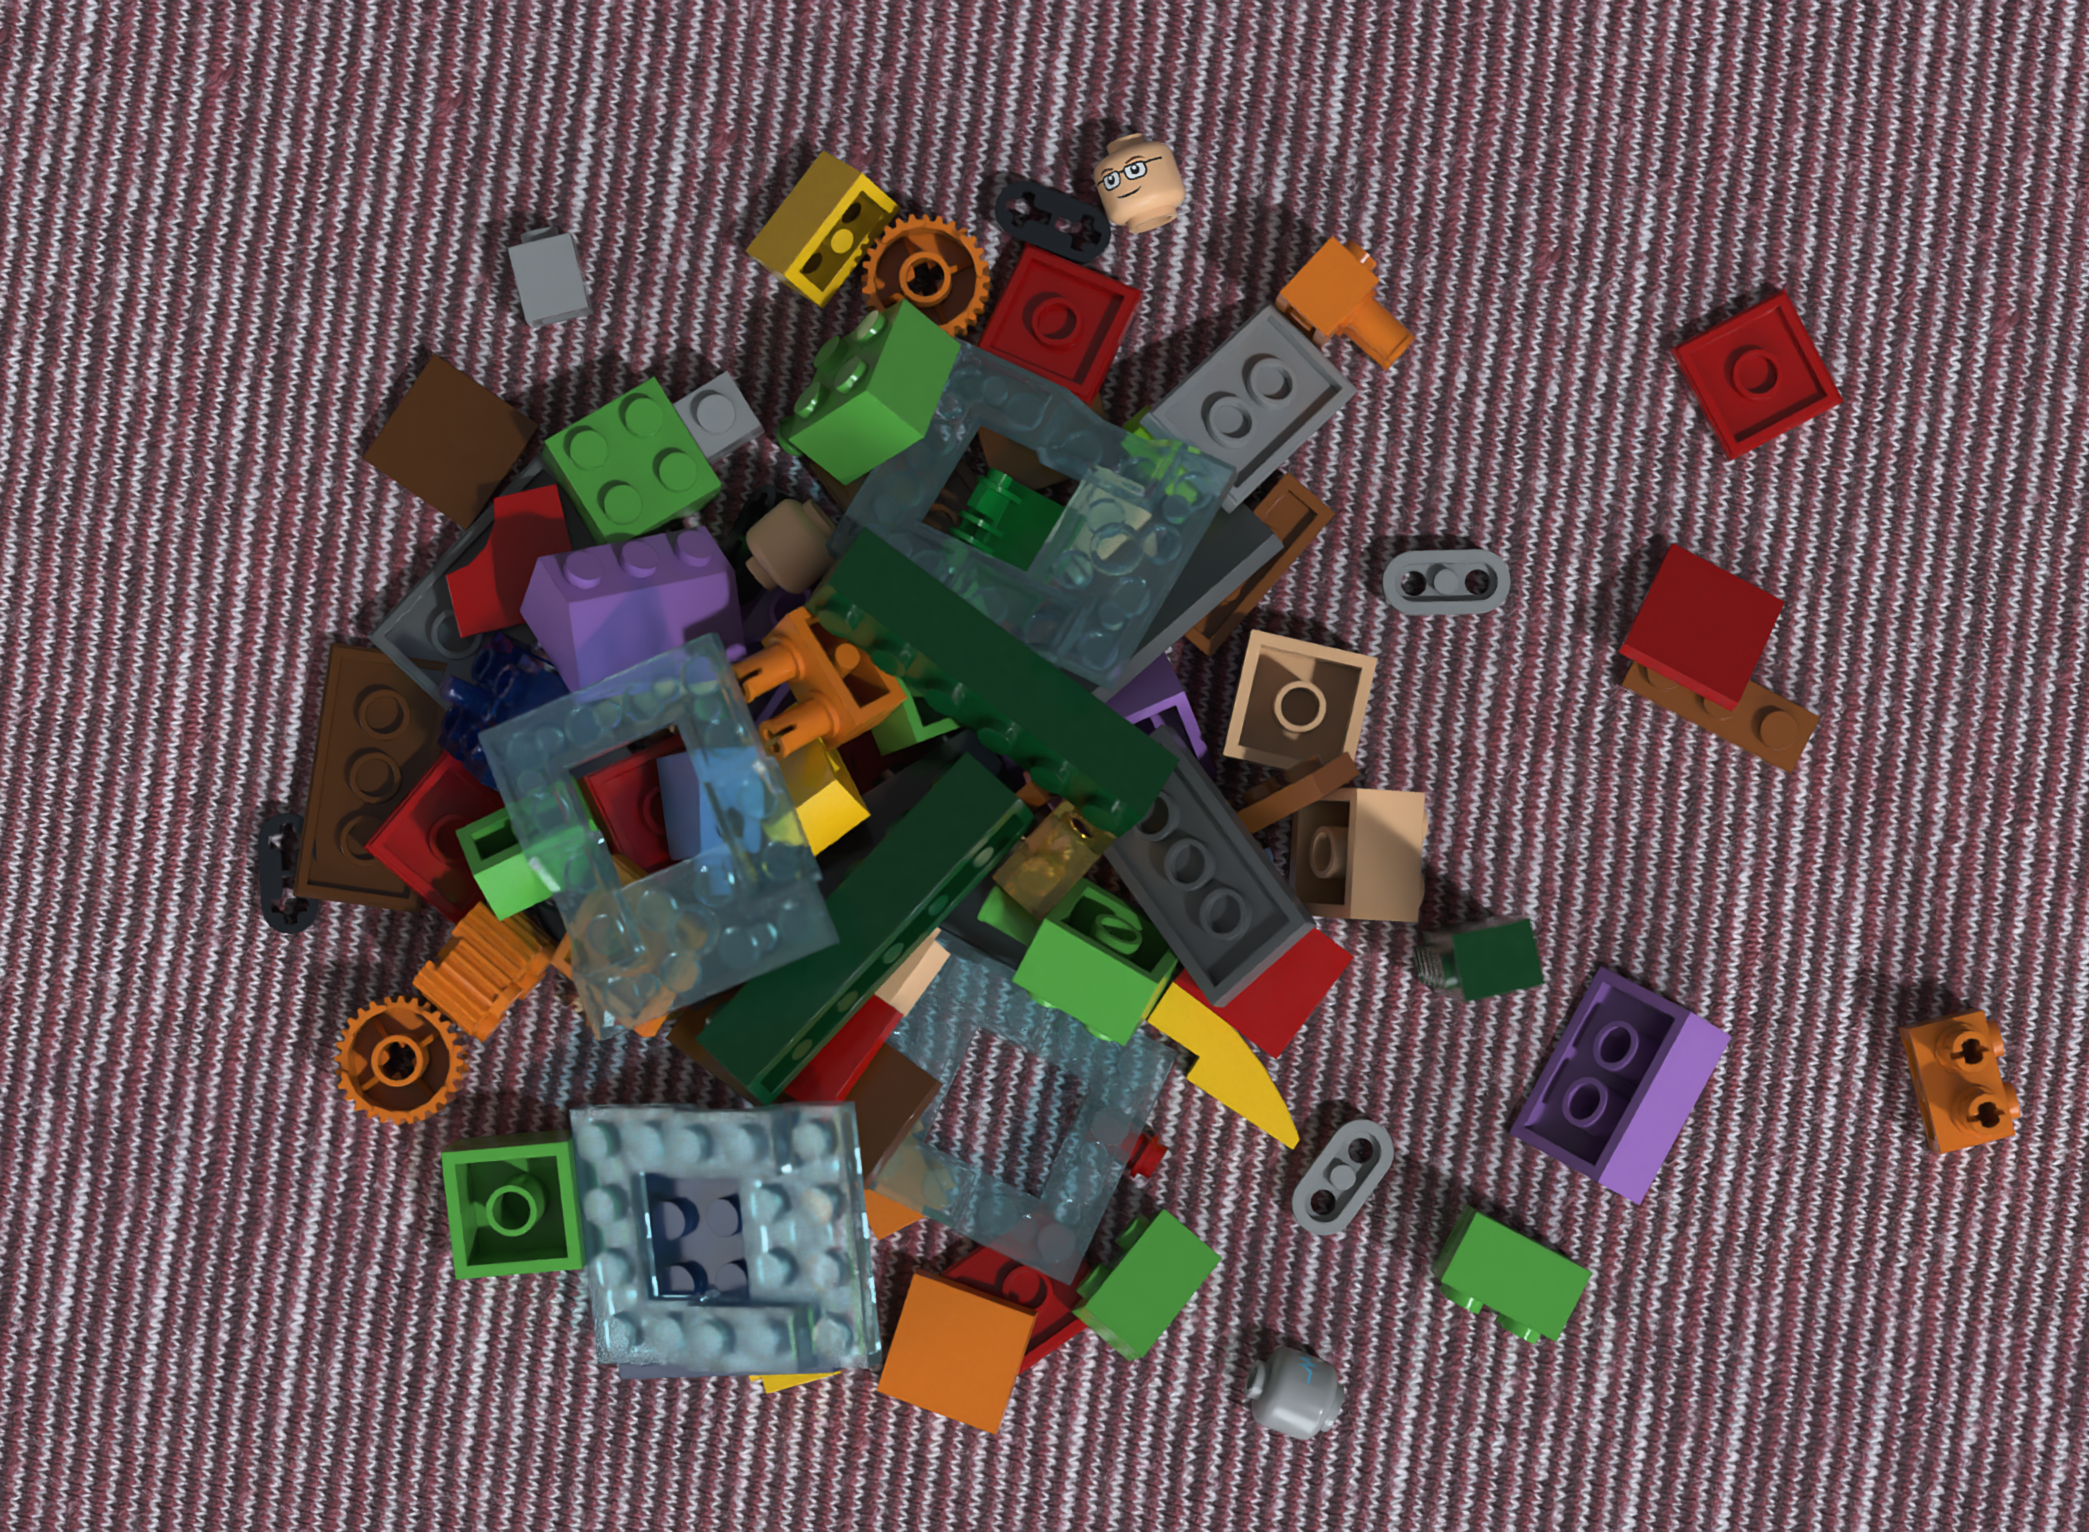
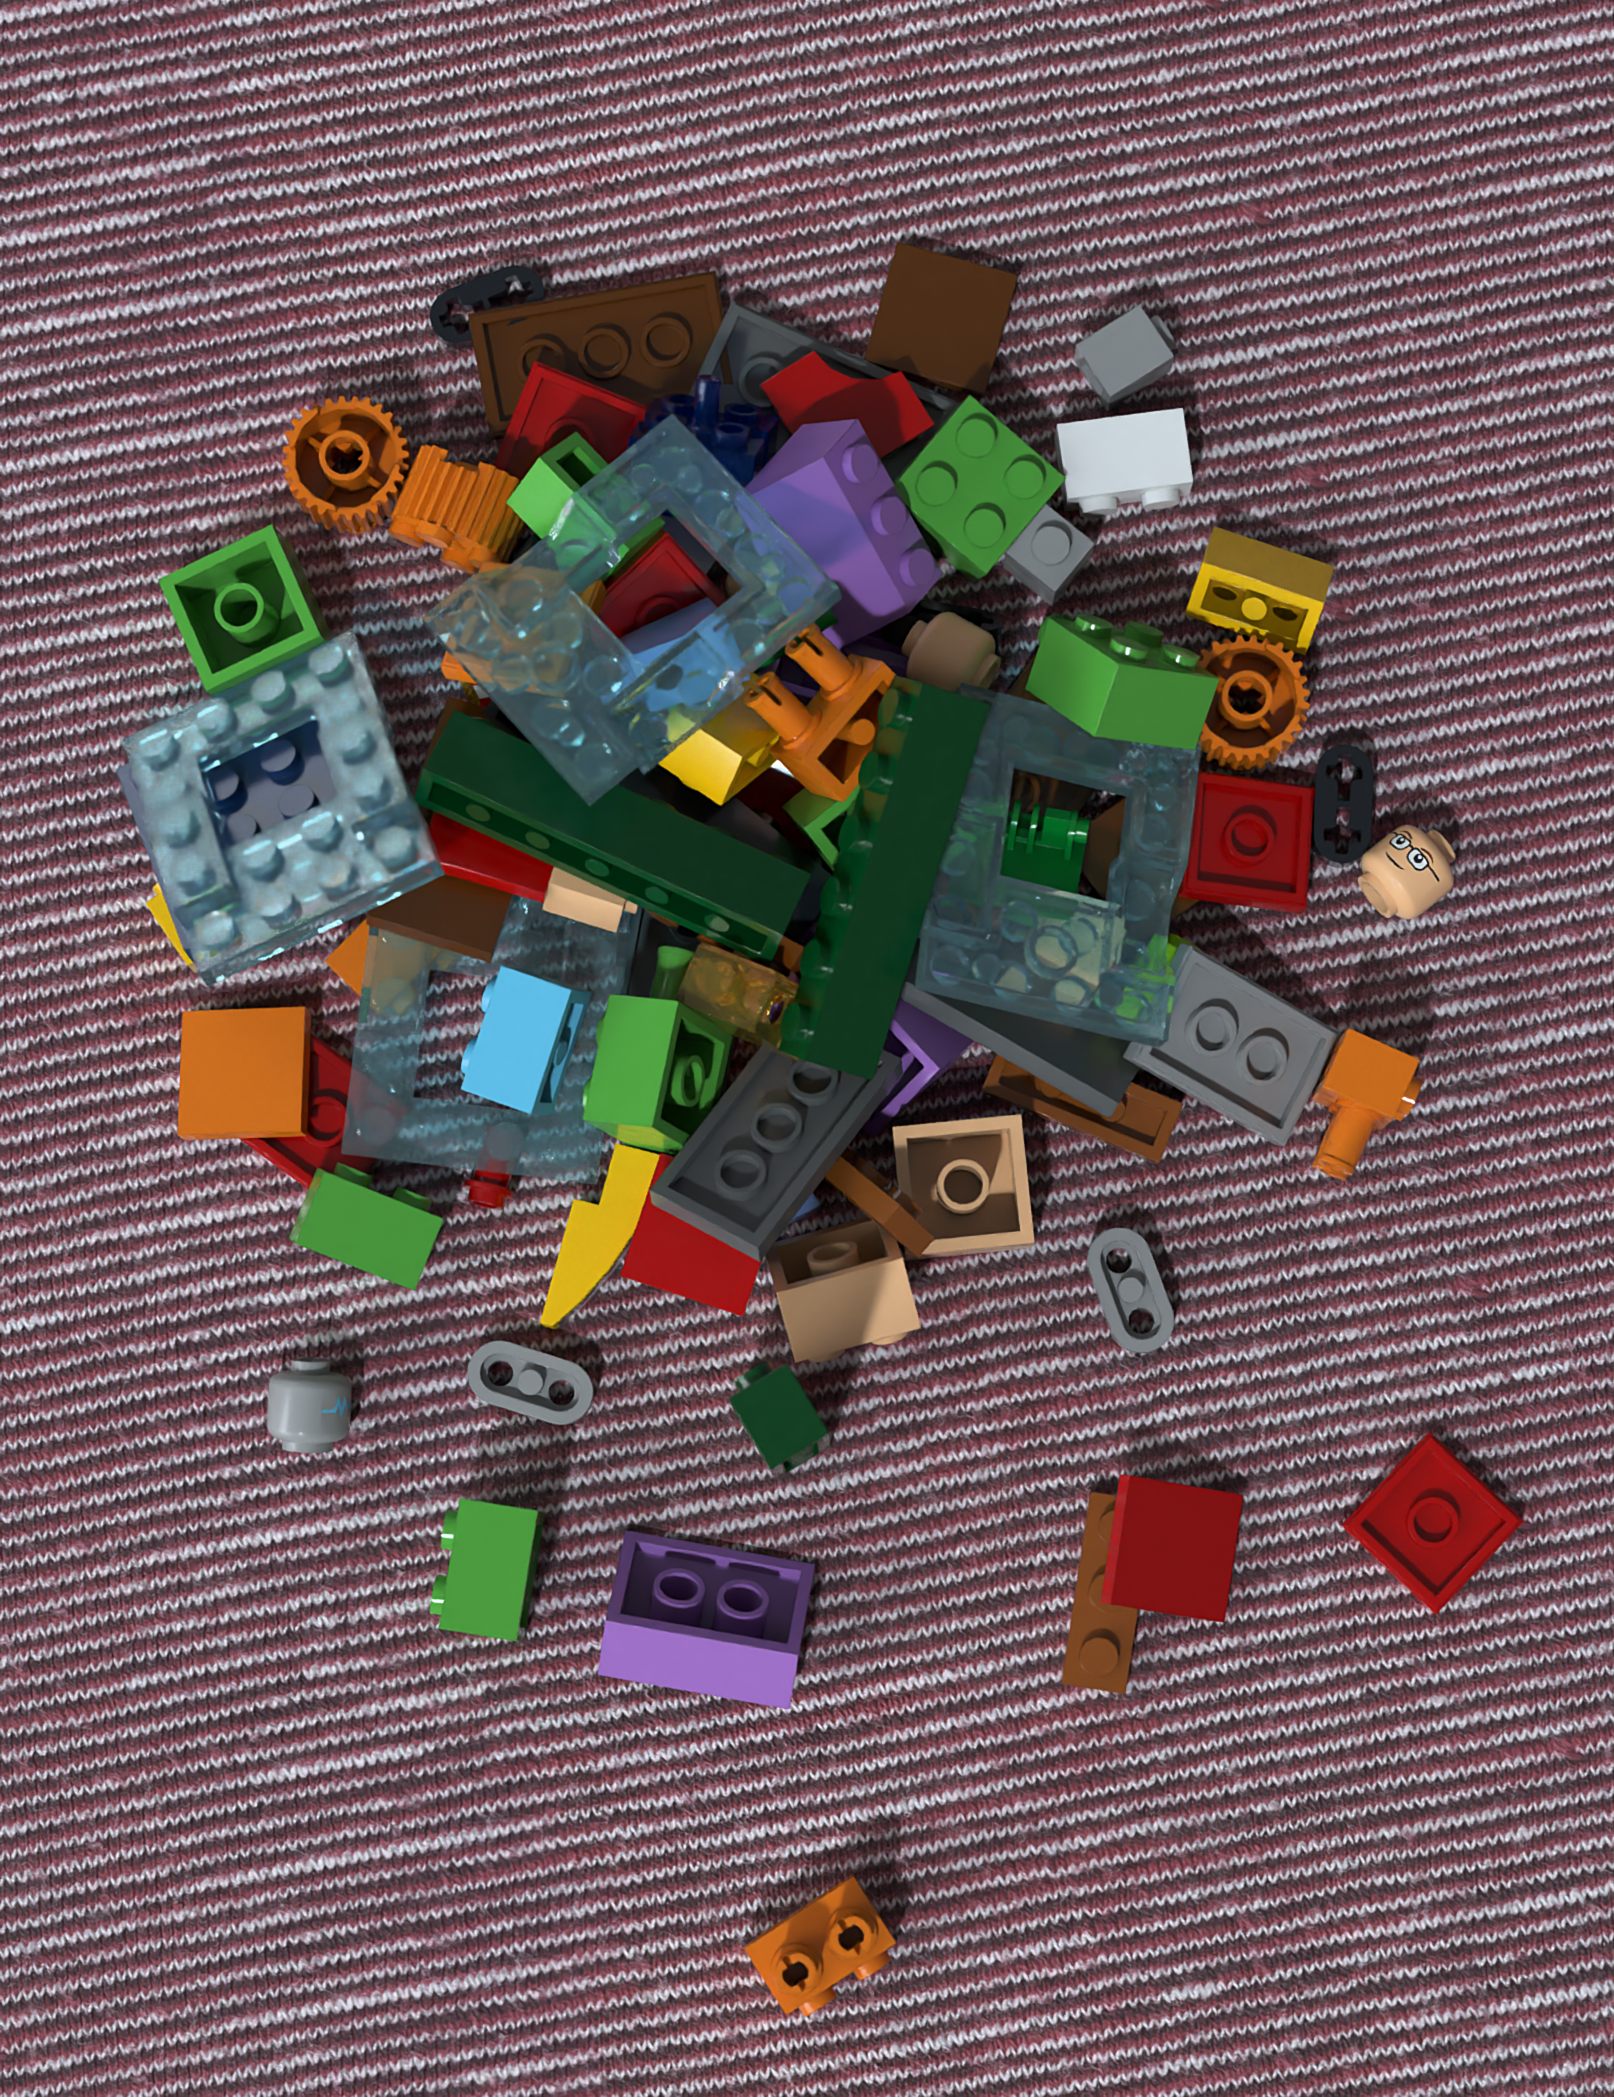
camera: 75 degrees right, 5 degrees down
(653, 315) = (1124, 462): none -> white brick
(1026, 1076) = (524, 1040): none -> medium azure brick

